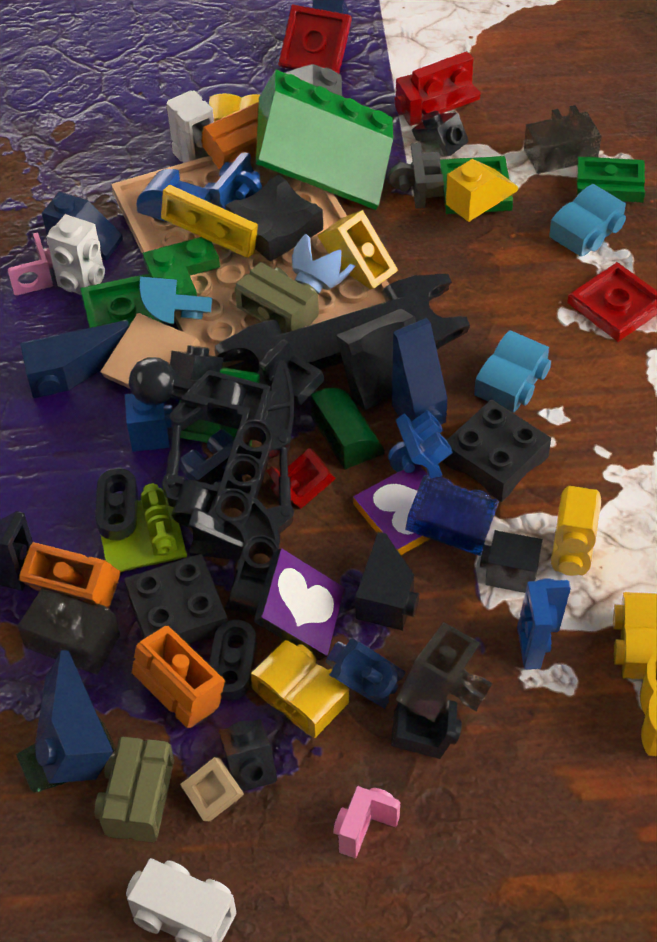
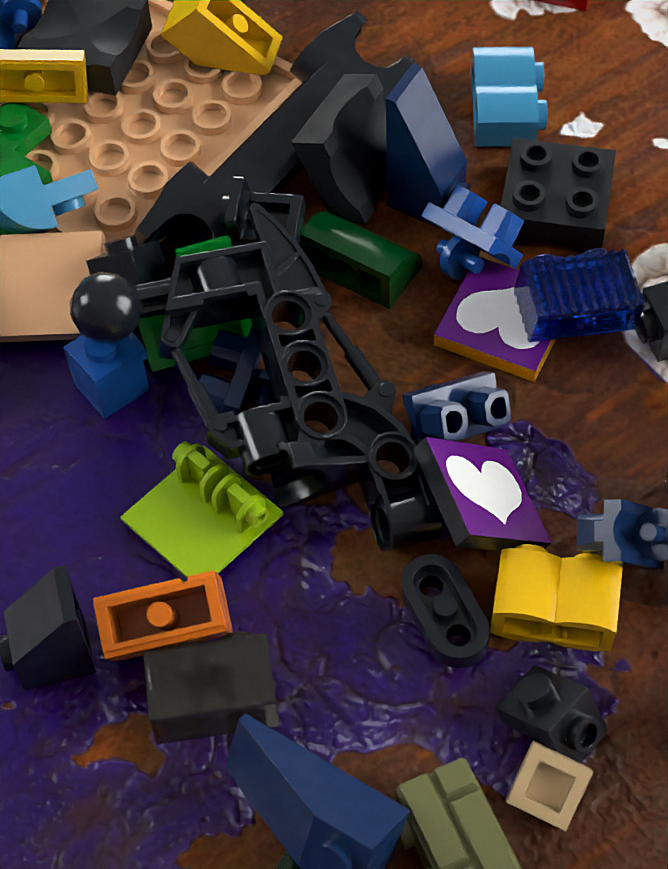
camera: 30 degrees left, 5 degrees up
(116, 507) = (154, 496): black plate -> none
(177, 597) = (323, 582): black brick -> none
(177, 676) = (404, 668): orange brick -> none
(275, 296) = (166, 135): olive brick -> none
(307, 478) = (367, 330): red bracket -> none
(319, 272) = (188, 82): light blue piece -> none
(324, 545) = (457, 408): none -> dark blue hips
(386, 587) = (560, 420): black slope -> none

